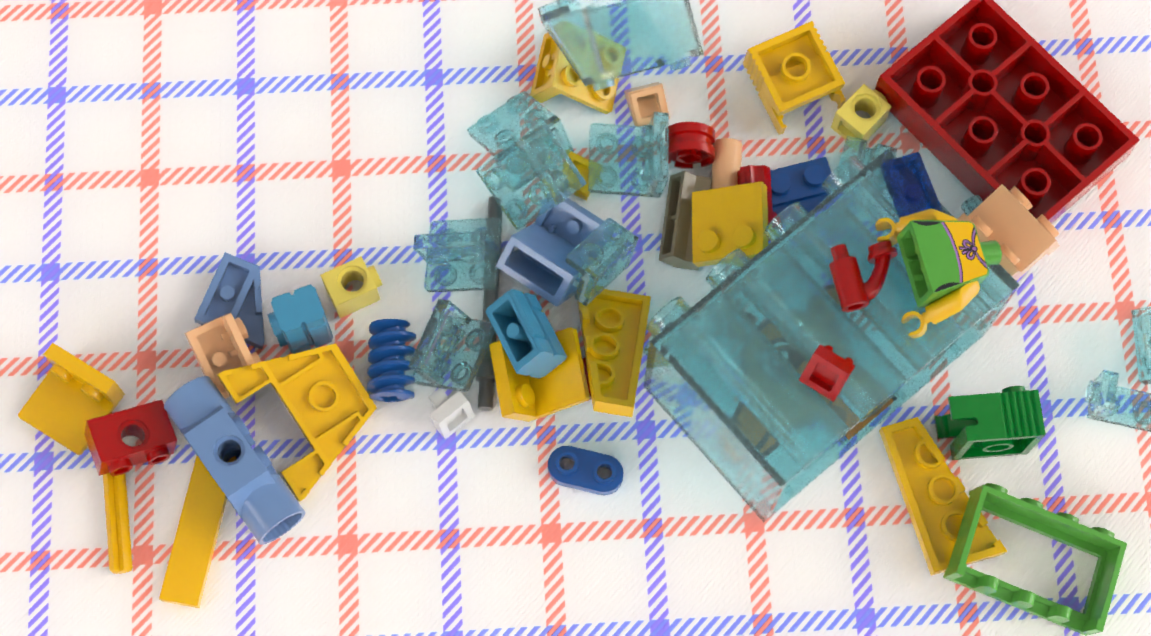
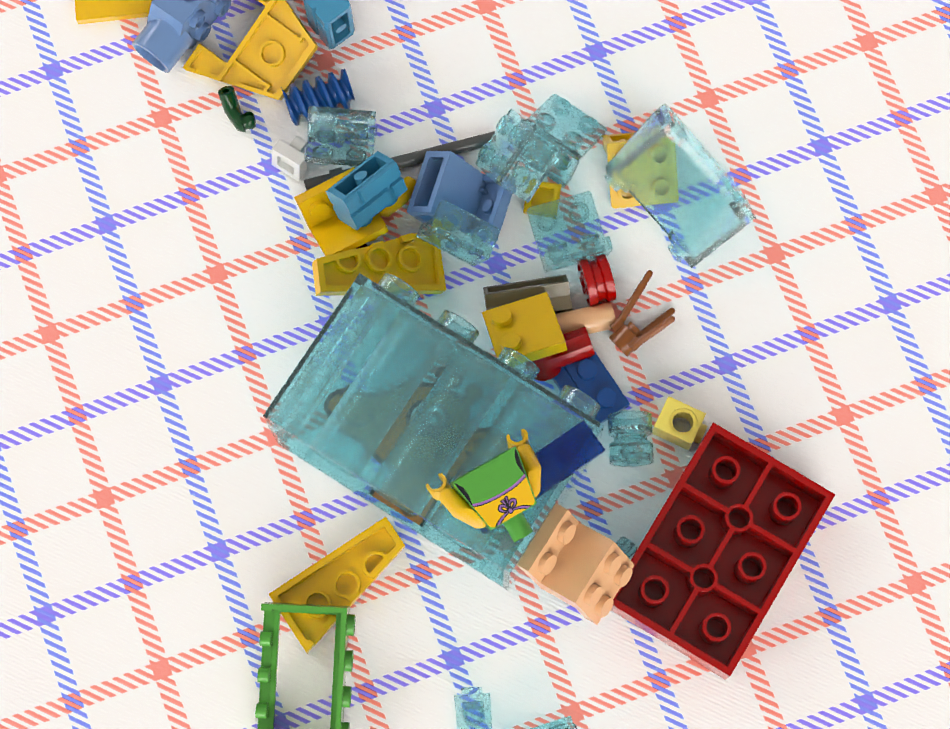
camera: 75 degrees right, 5 degrees up
(345, 301) = (373, 32): light yellow brick -> none
(370, 461) = (233, 111): none -> dark green arm
(460, 254) = (432, 121): clear light blue bracket -> none
(584, 472) = (275, 282): blue plate -> none
(645, 101) = (631, 235): light nougat slope -> none
(758, 133) = (629, 337): none -> dark orange plant
(793, 72) = (697, 349): yellow piece -> none
(827, 372) = (369, 422): red tile -> none
(847, 278) = (462, 419): red plant -> none
(992, 423) = (412, 608): green piece -> none

